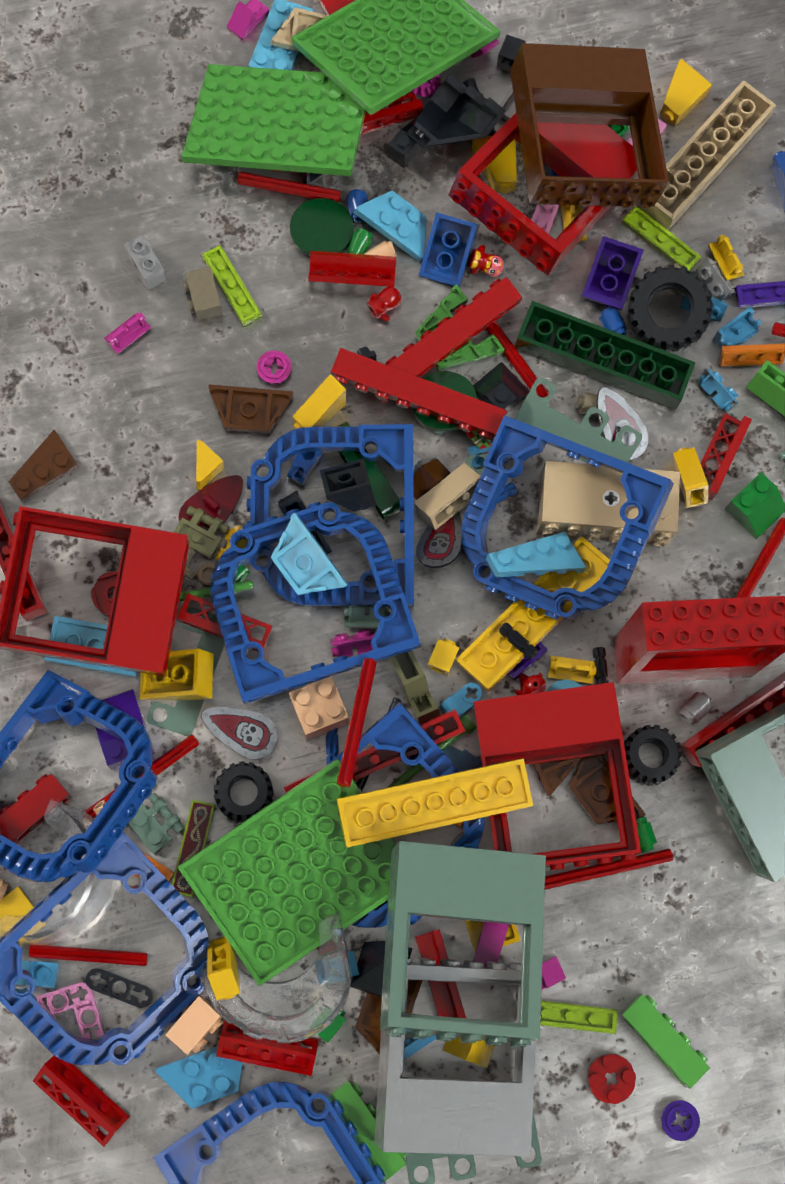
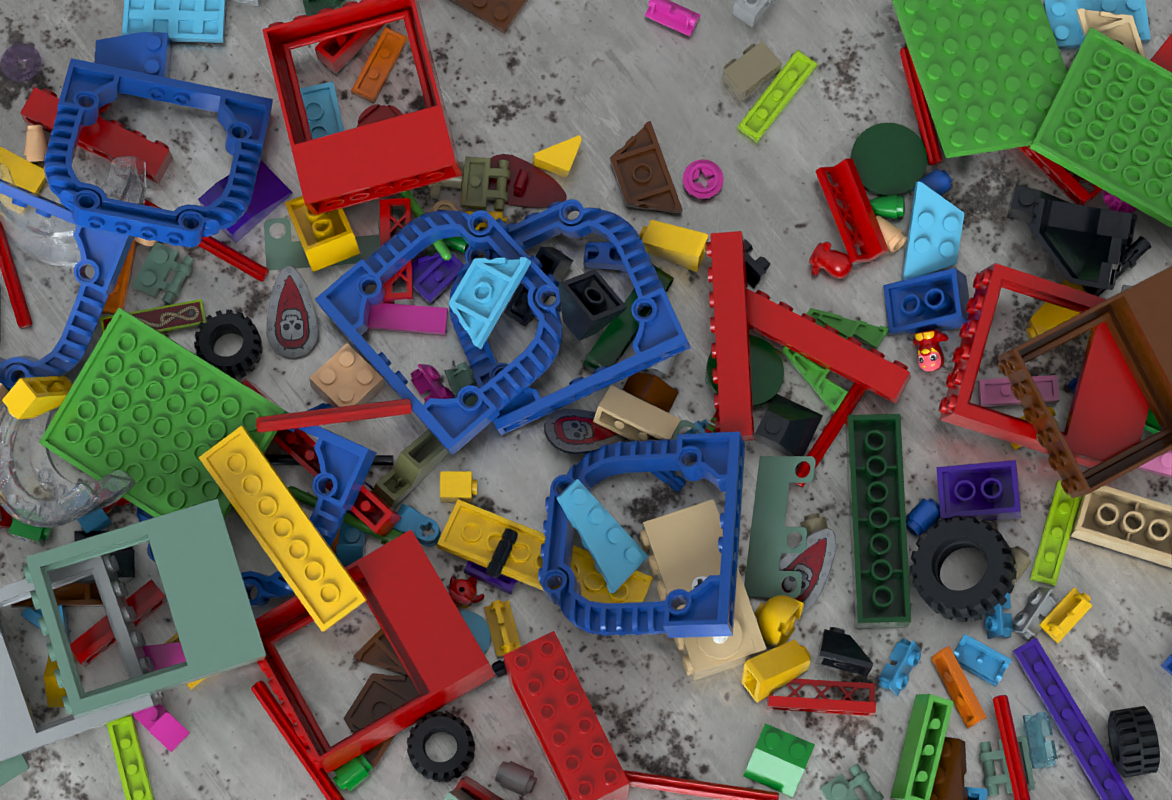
camera: 75 degrees right, 0 degrees up
(57, 574) = (379, 65): none -> orange tile
(258, 602) = (434, 275): none -> dark purple wing
(286, 636) = (408, 318): none -> dark pink tile
(651, 455) = (778, 618): none -> yellow cylinder
(694, 423) = (842, 653): none -> black slope

